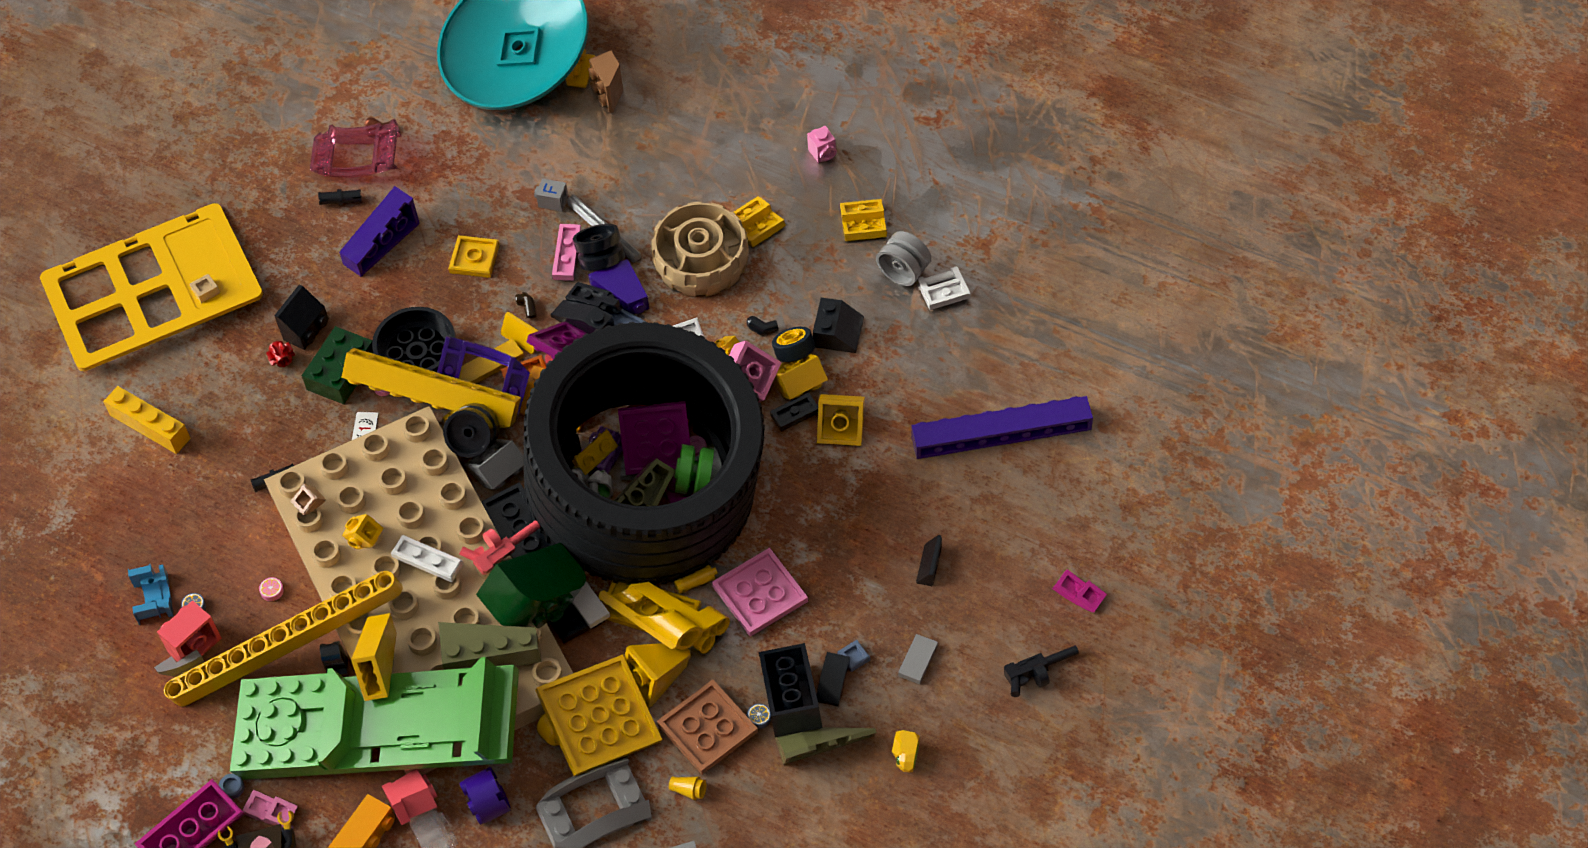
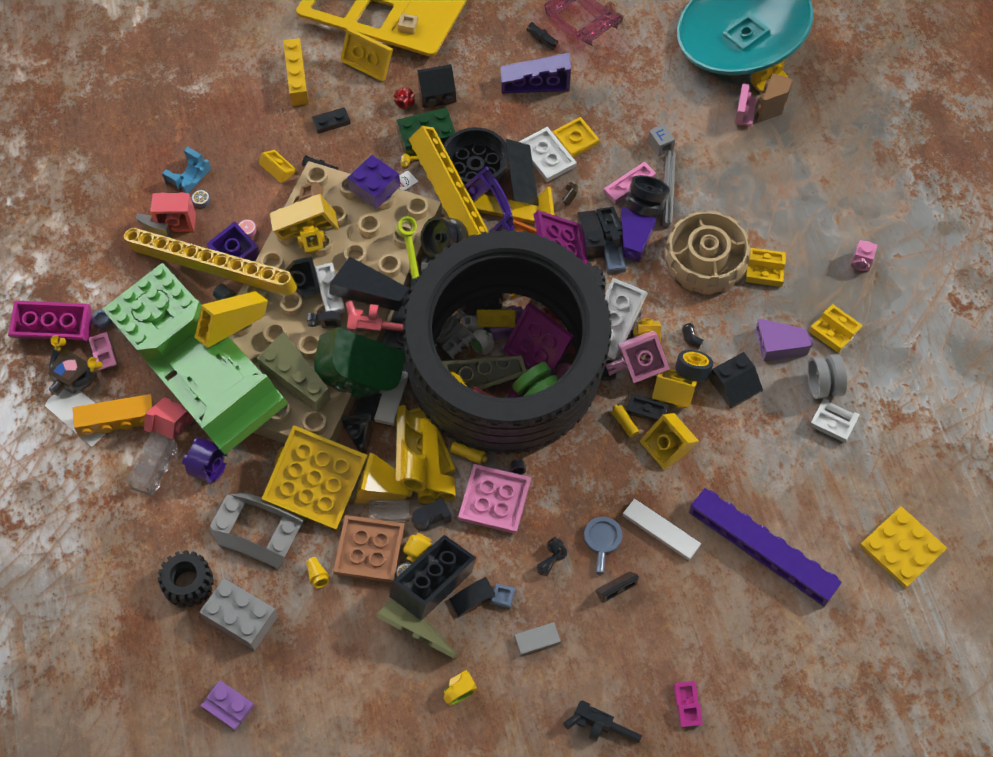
camera: 45 degrees right, 5 degrees up
(199, 347) = (366, 54): none -> yellow plate
(229, 514) = (276, 165): none -> yellow slope
(232, 432) = (331, 120): none -> black plate
(283, 603) = (235, 242): none -> dark purple brick
(329, 521) = (312, 211): none -> yellow wedge
(346, 403) = (406, 158): none -> yellow hand
(357, 437) = (373, 181): none -> dark purple brick
(398, 563) = (305, 276): none -> black slope
(432, 455) = (409, 245): none -> neon yellow piece
(459, 581) = (327, 319): none -> black plate
(462, 522) = (368, 286): none -> black slope
(467, 290) = (549, 154): none -> white plate
(468, 321) = (522, 172): none -> black sticker
(585, 647) = (359, 429): none -> black slope
(589, 108) = (746, 107): none -> bright pink bracket
(686, 684) = (389, 510): none -> clear tile
(724, 650) = (430, 514): none -> black leg
(746, 686) = (416, 546): none -> yellow head
(747, 551) = (518, 467): none -> black hinge
(788, 437) = (624, 420): none -> yellow piece
(834, 265) = (781, 340): none -> medium lavender slope
(849, 580) = (553, 544): none -> black piece
(877, 538) = (602, 537): none -> sand blue piece
(912, 489) = (661, 529): none -> white tile
(1096, 333) = (903, 547): none -> yellow plate

